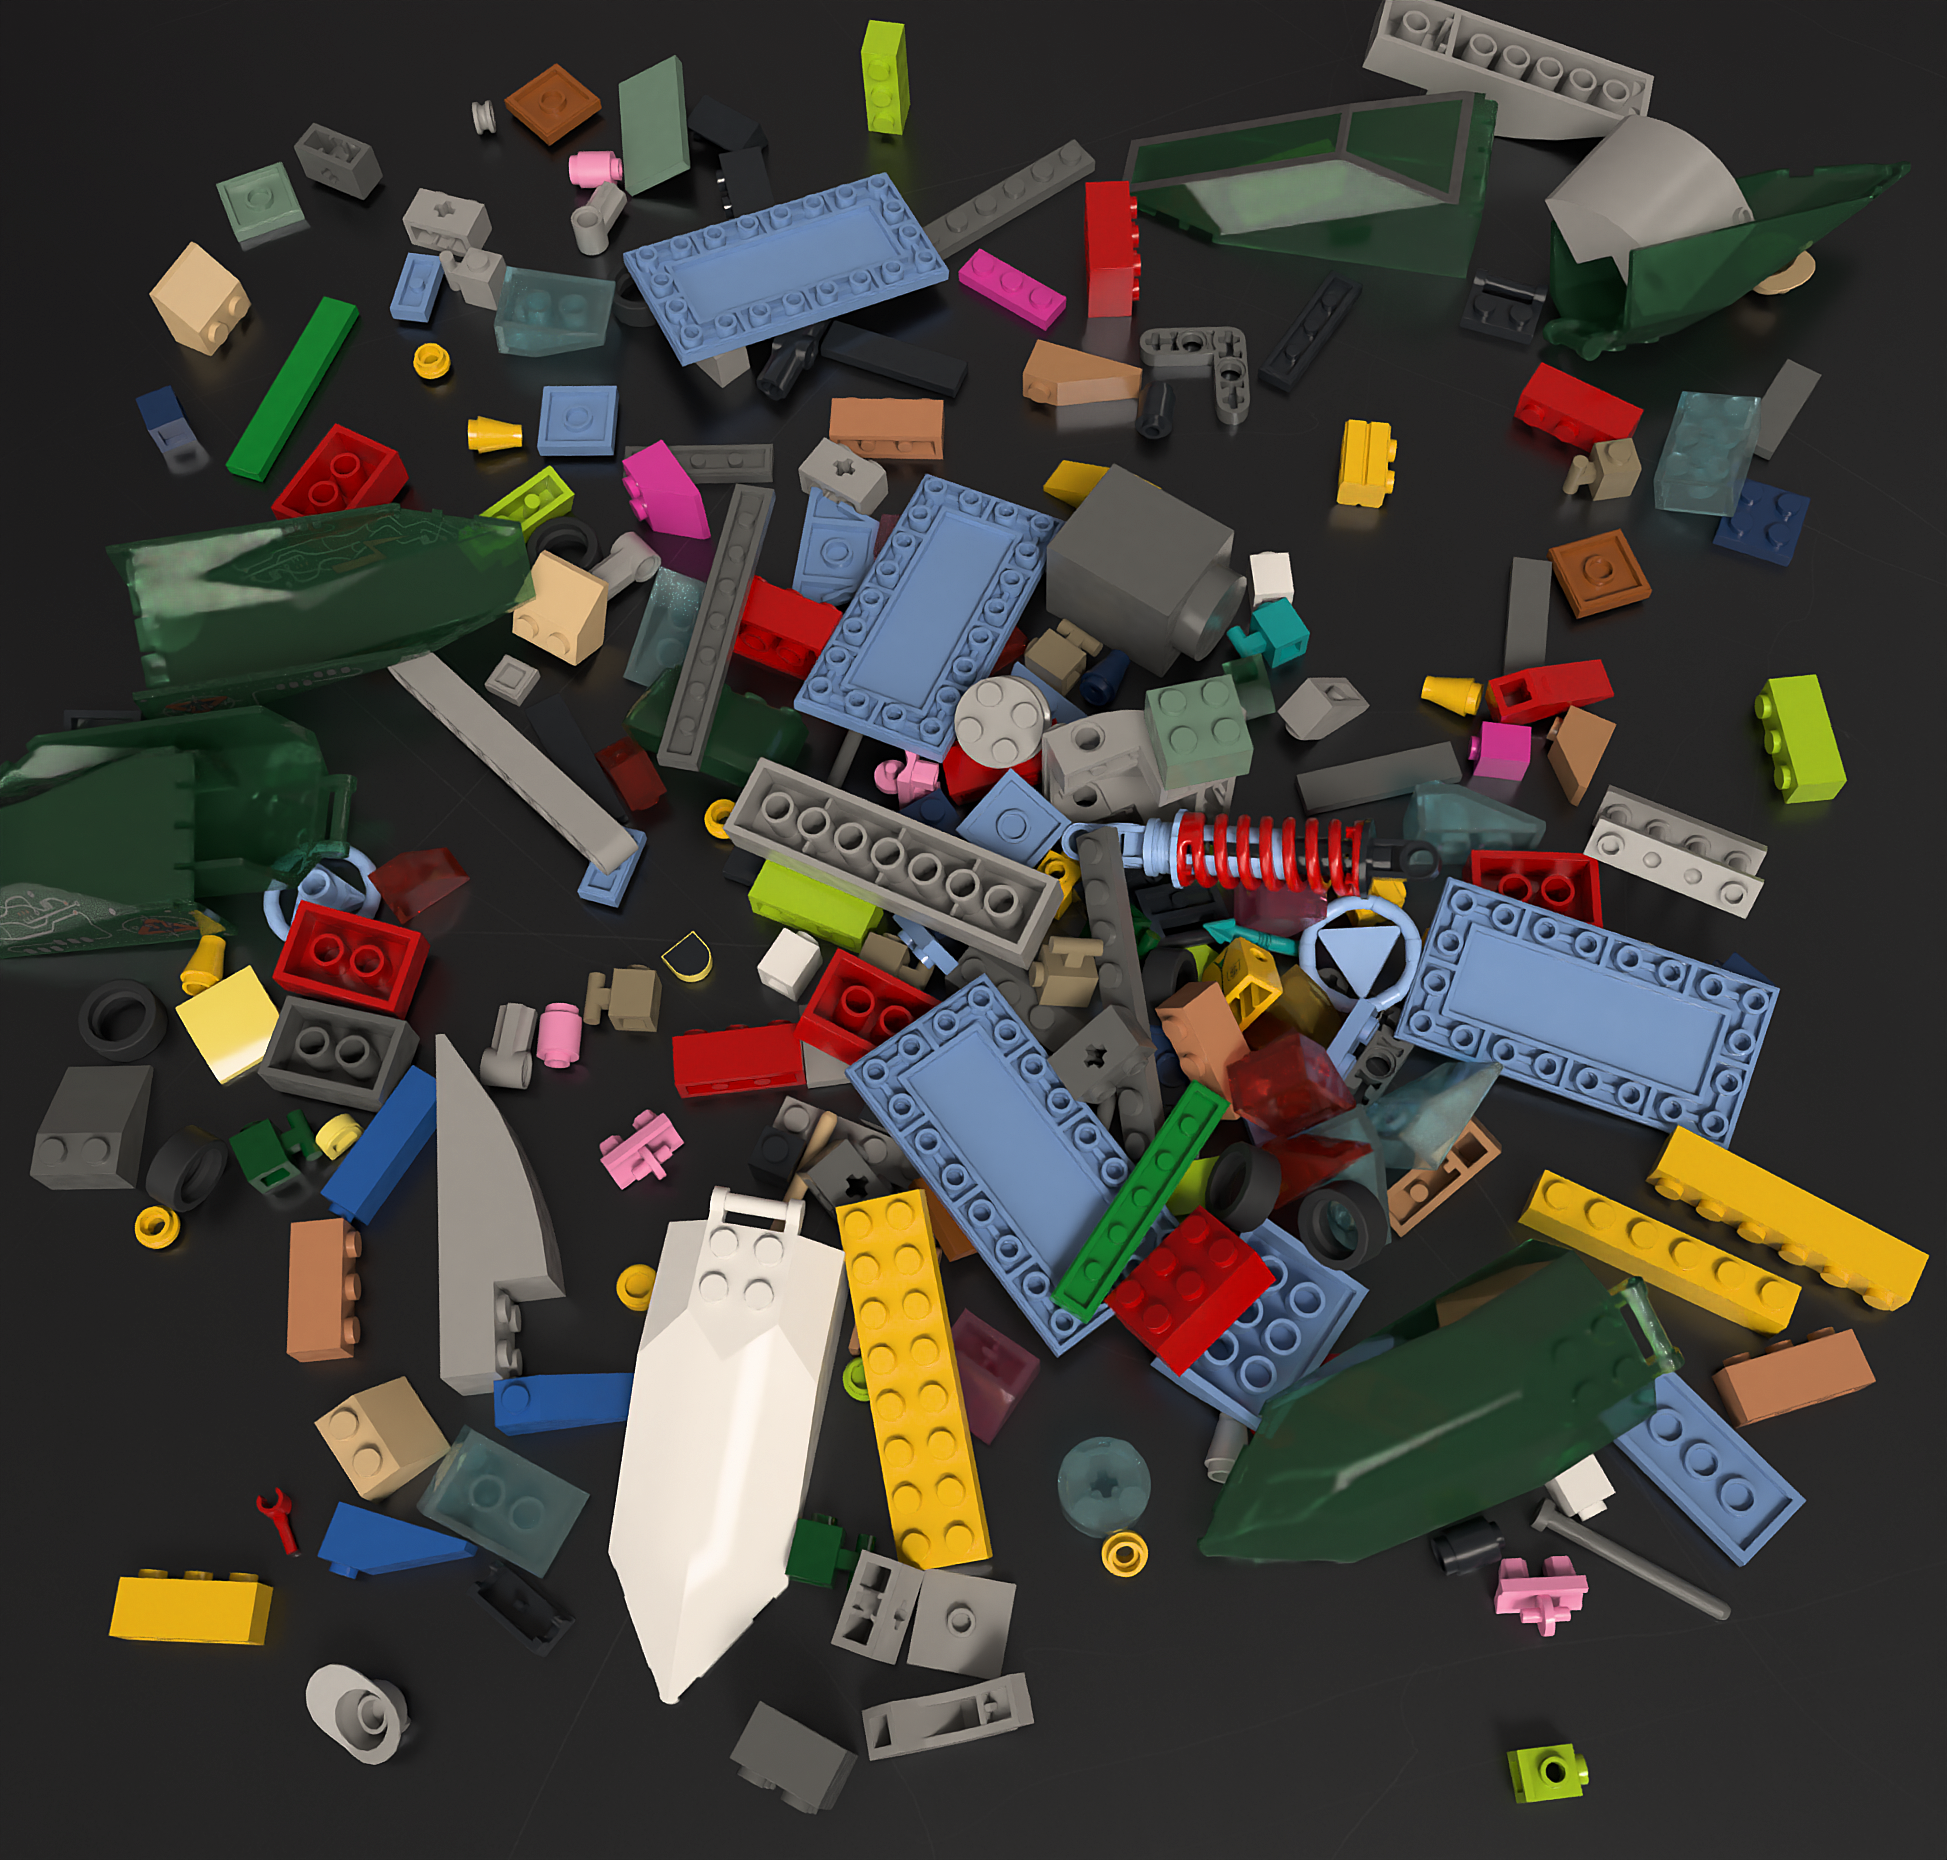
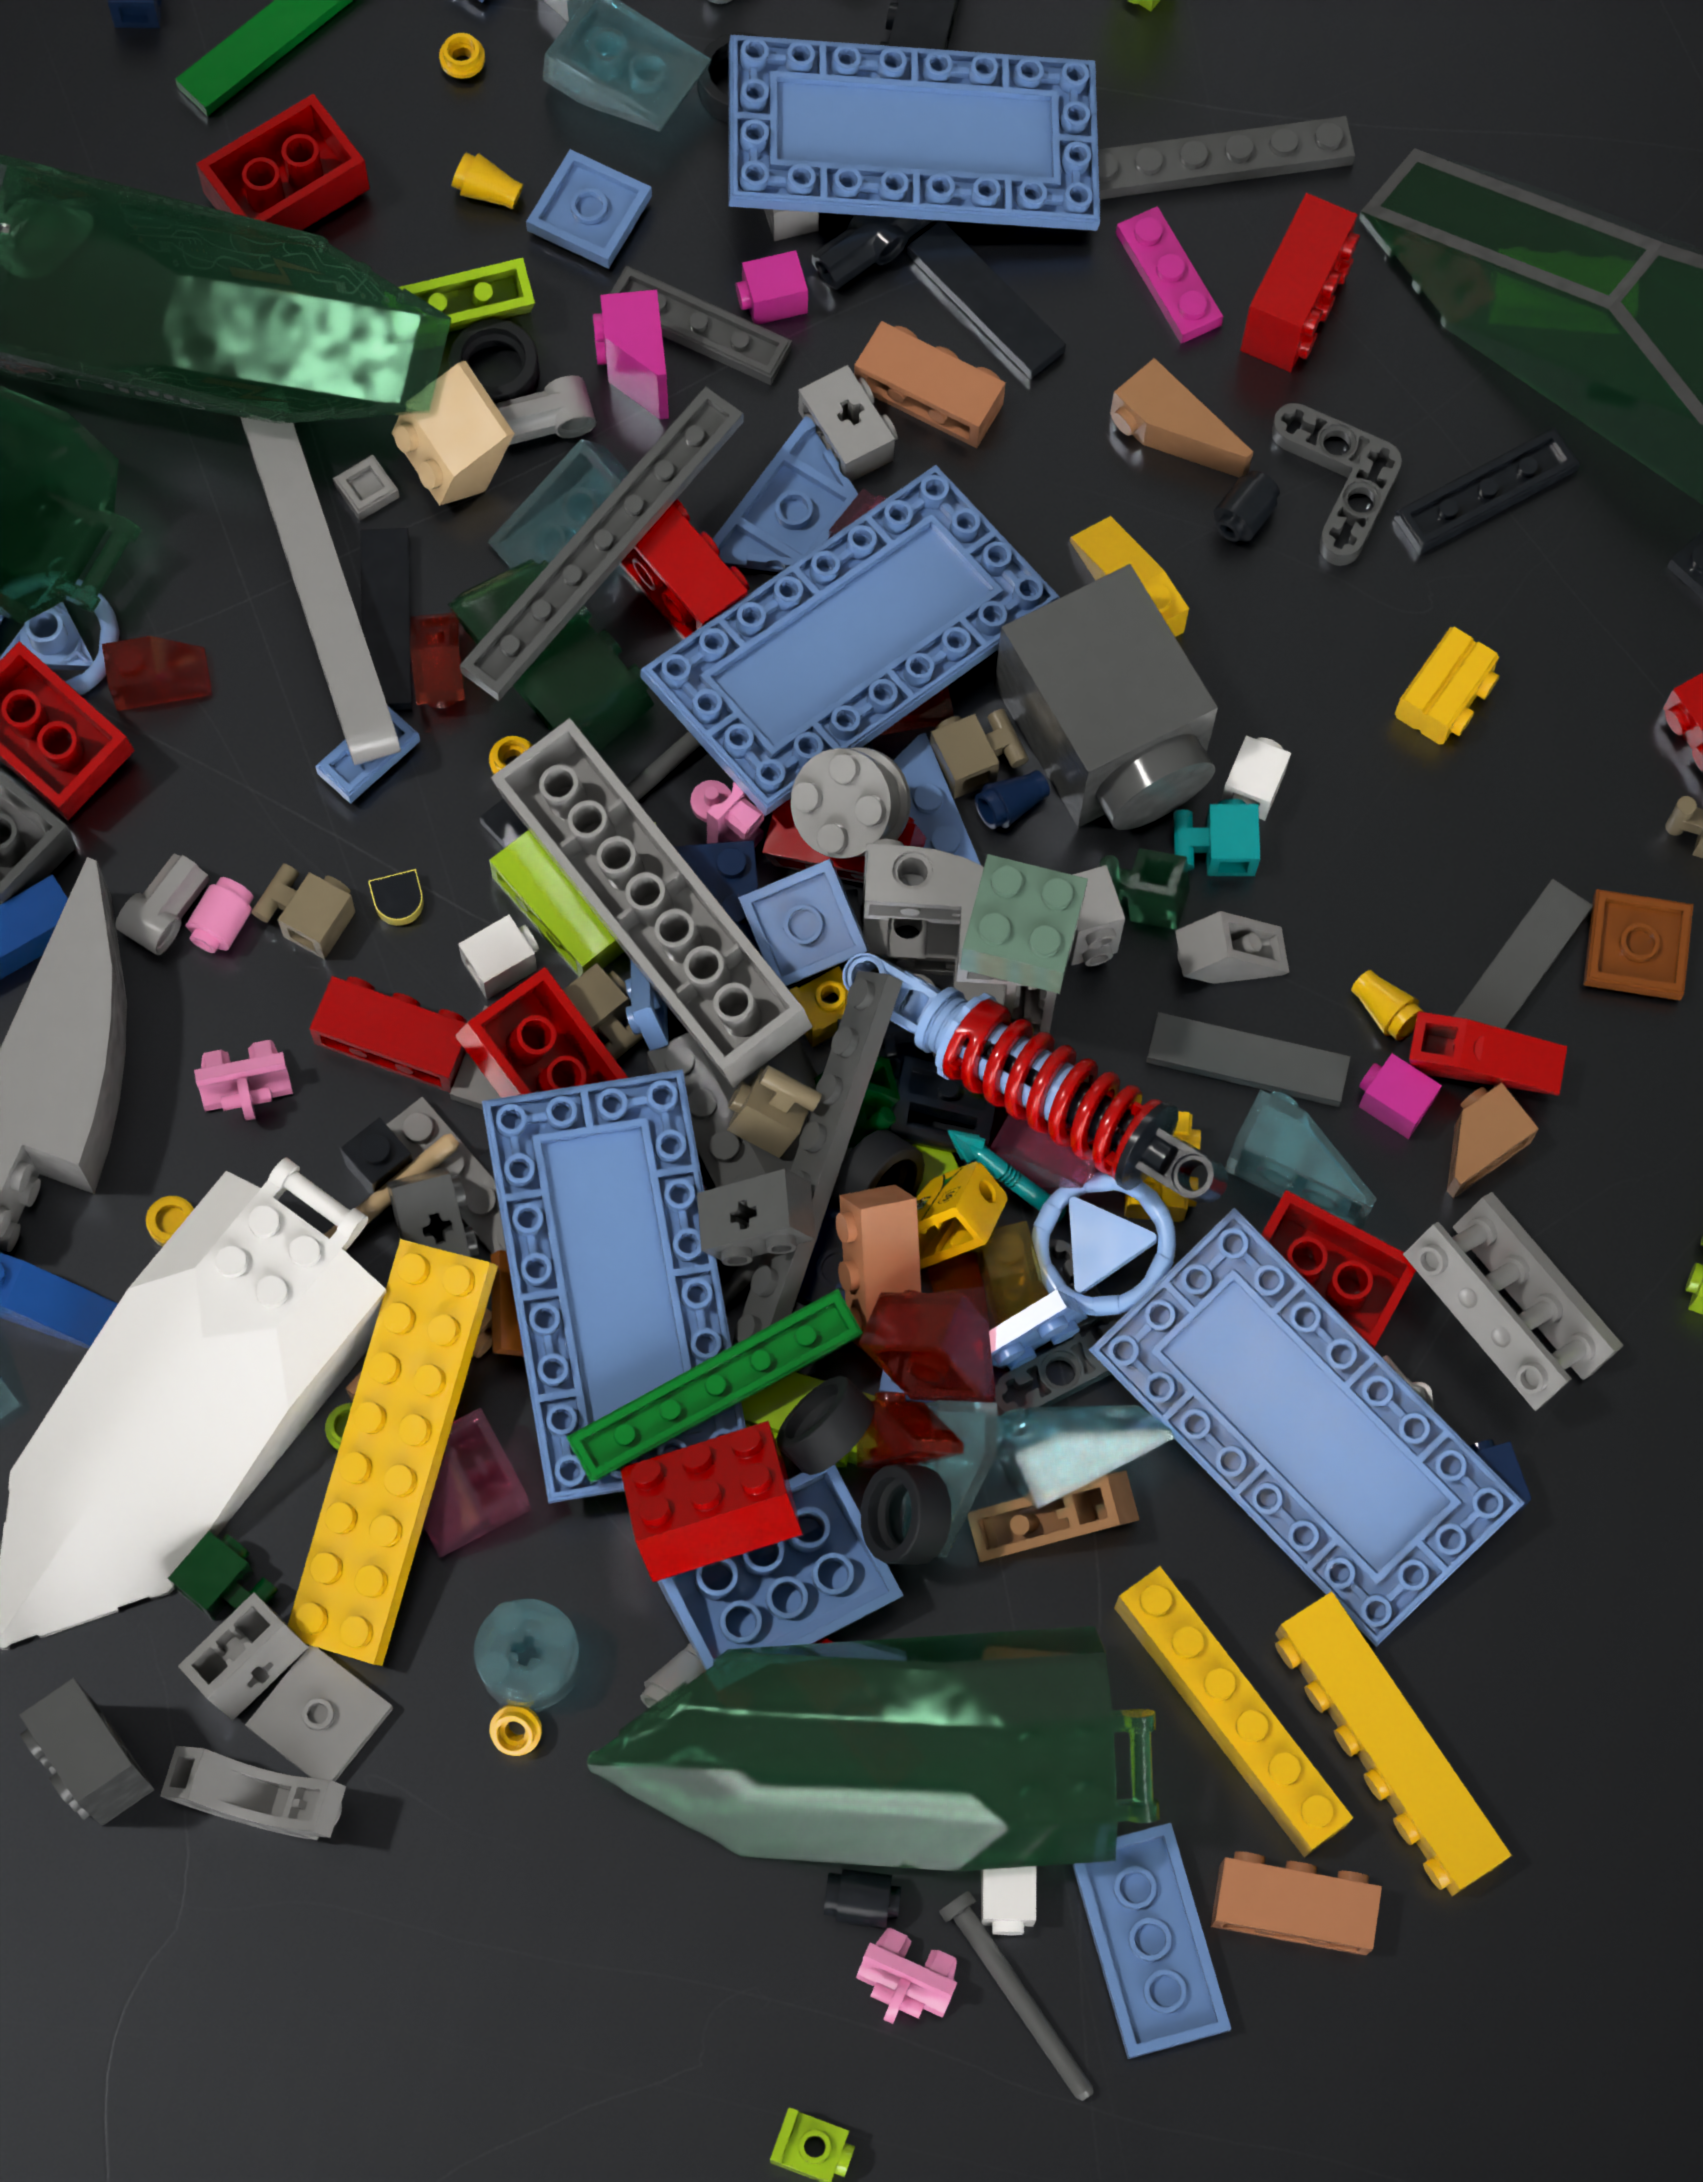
camera: 20 degrees right, 5 degrees up
(741, 413) = (773, 288): none -> dark pink brick

